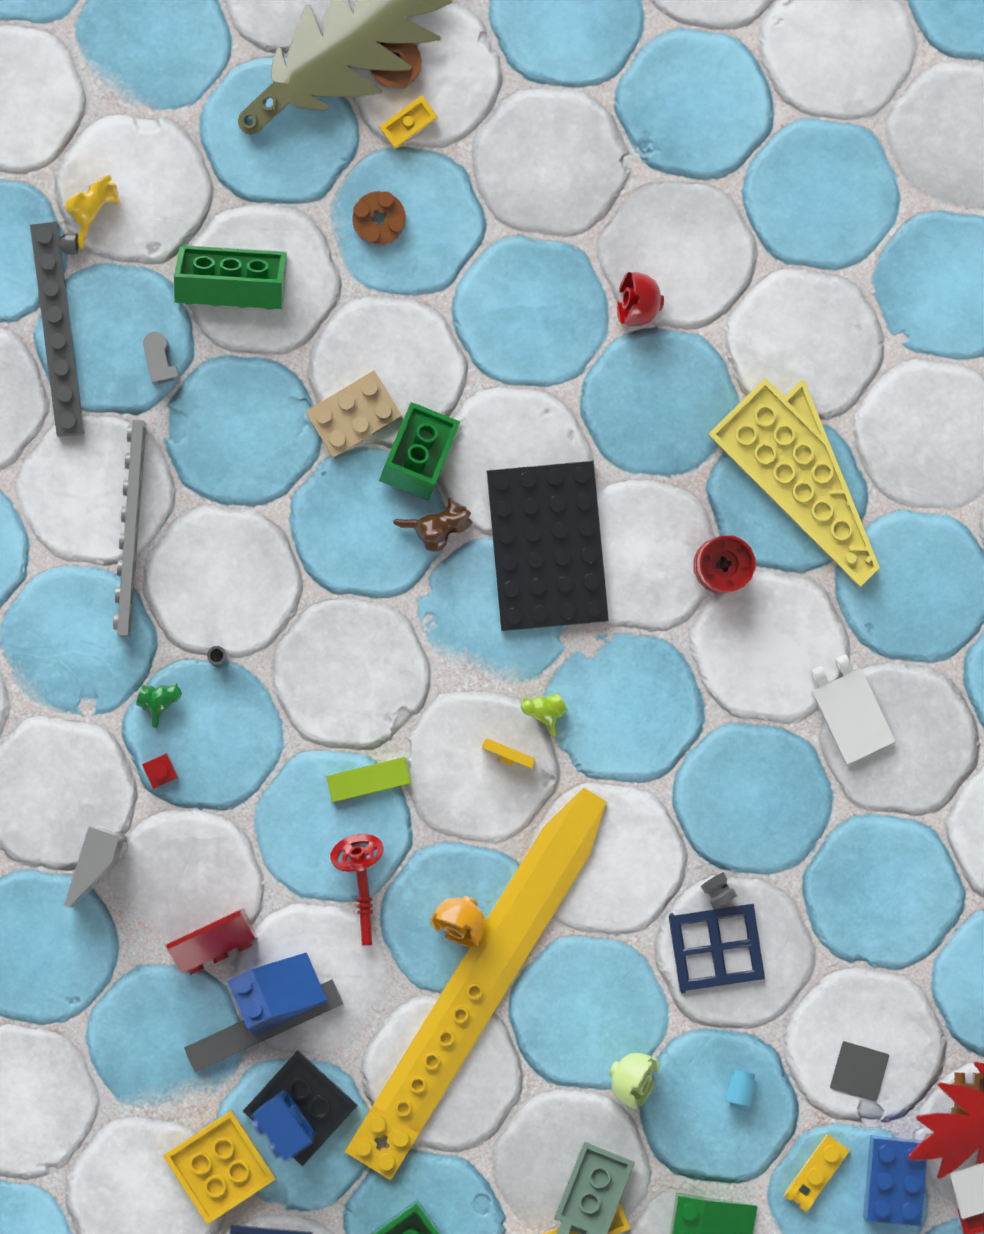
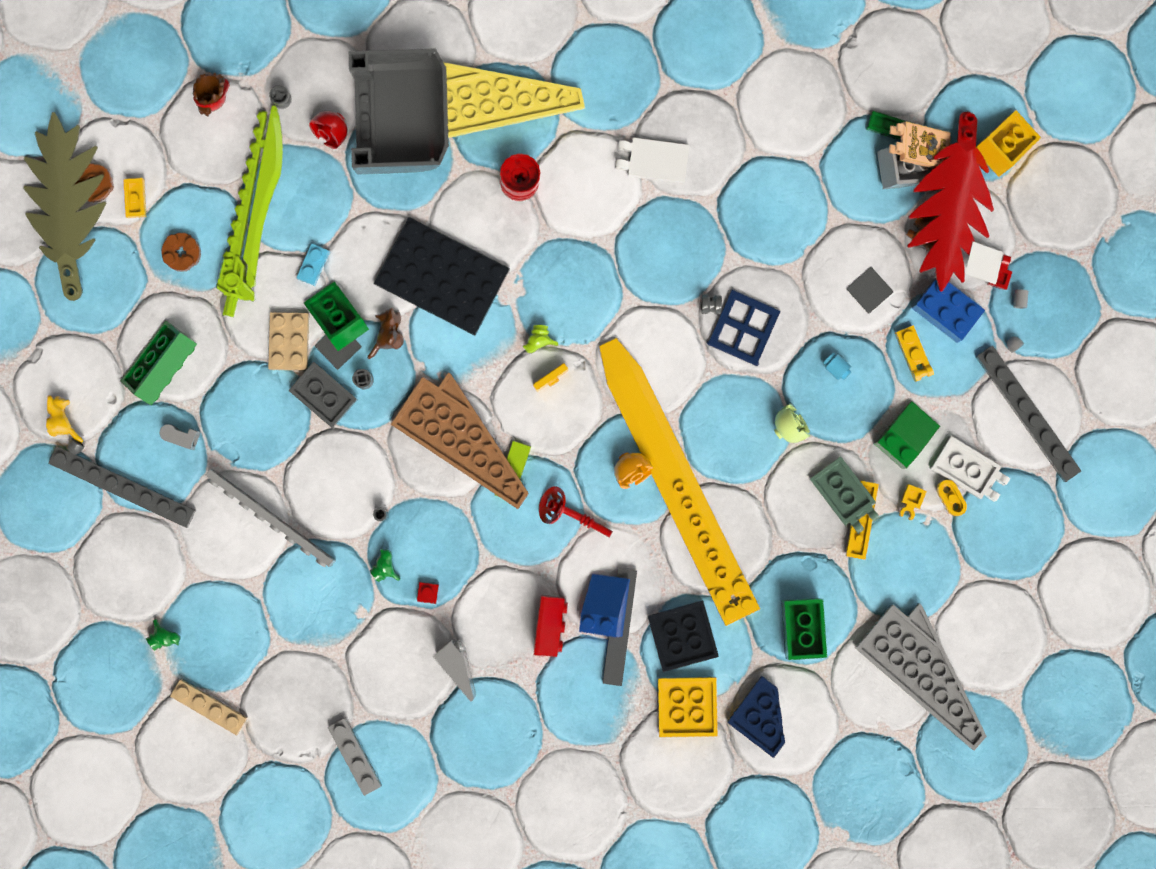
camera: 55 degrees left, 0 degrees up
(283, 1126) = (688, 652): blue brick -> none
(315, 496) = (323, 395): none -> dark grey plate
(363, 535) = (366, 379): none -> dark grey wheel
(369, 481) = (335, 357): none -> dark grey sticker
(371, 676) = (452, 430): none -> medium nougat wing
(397, 292) = (233, 270): none -> lime piece
(463, 383) = (313, 264): none -> medium azure plate
(590, 130) = (210, 92): none -> reddish brown hair
(641, 212) = (278, 93): none -> dark grey wheel
(710, 372) = (399, 110): none -> dark grey slope

